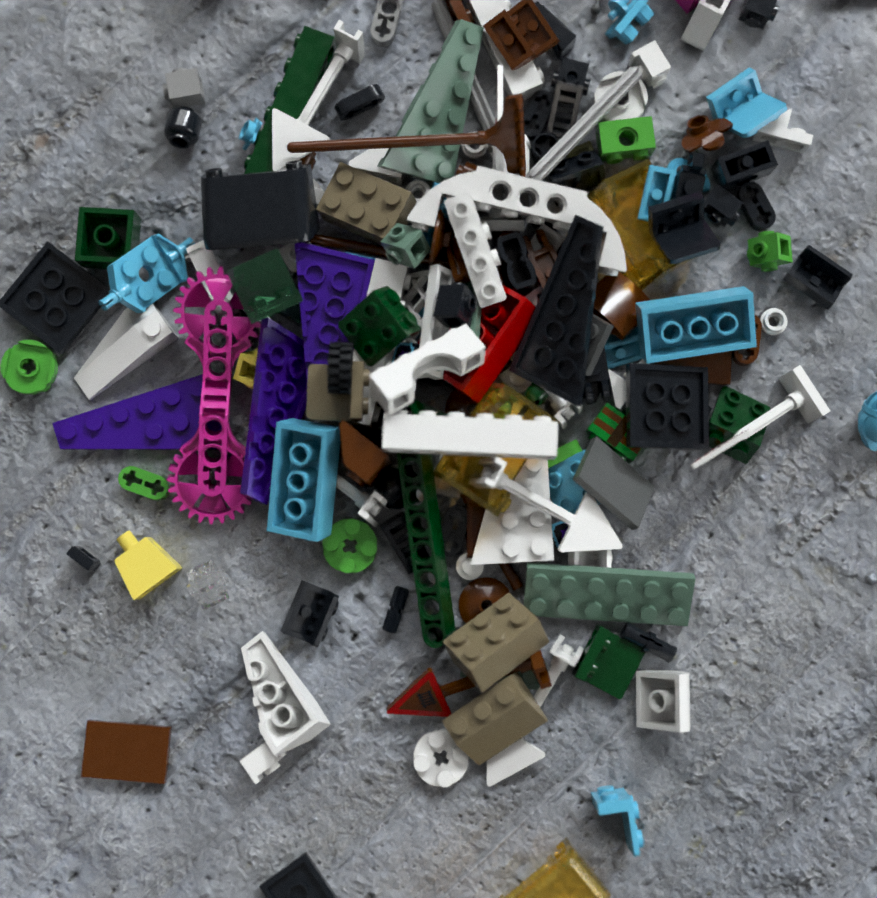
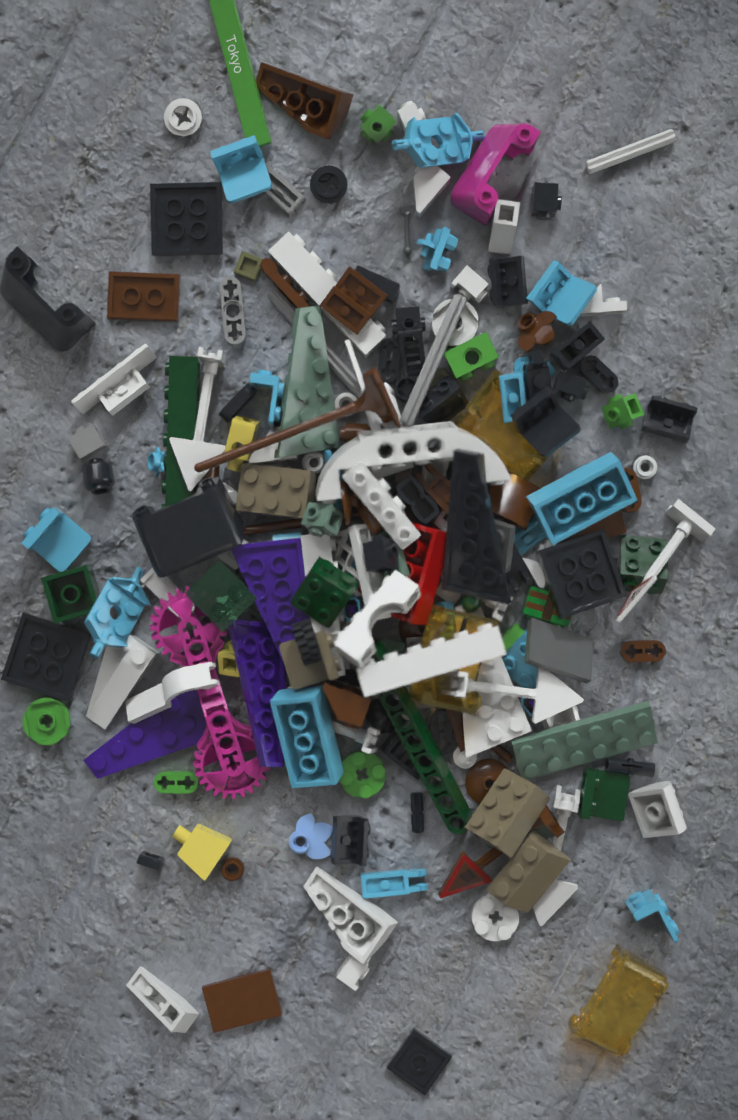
camera: 20 degrees left, 5 degrees up
(38, 721) = (162, 1001): none -> white slope
(113, 175) = (56, 538): none -> medium azure bracket
(159, 381) = (176, 682): none -> white piece
(162, 604) = (230, 876): none -> reddish brown plate
(239, 39) = (118, 385): none -> white bracket
(273, 596) = (314, 835): none -> light blue plate
(338, 677) = (391, 883): none -> medium azure hinge
(349, 127) = (243, 431): none -> light yellow torso
(401, 89) = (265, 379): none -> medium azure bracket
(691, 75) = (507, 281): none -> black bracket
(703, 525) = (642, 645): none -> reddish brown beam

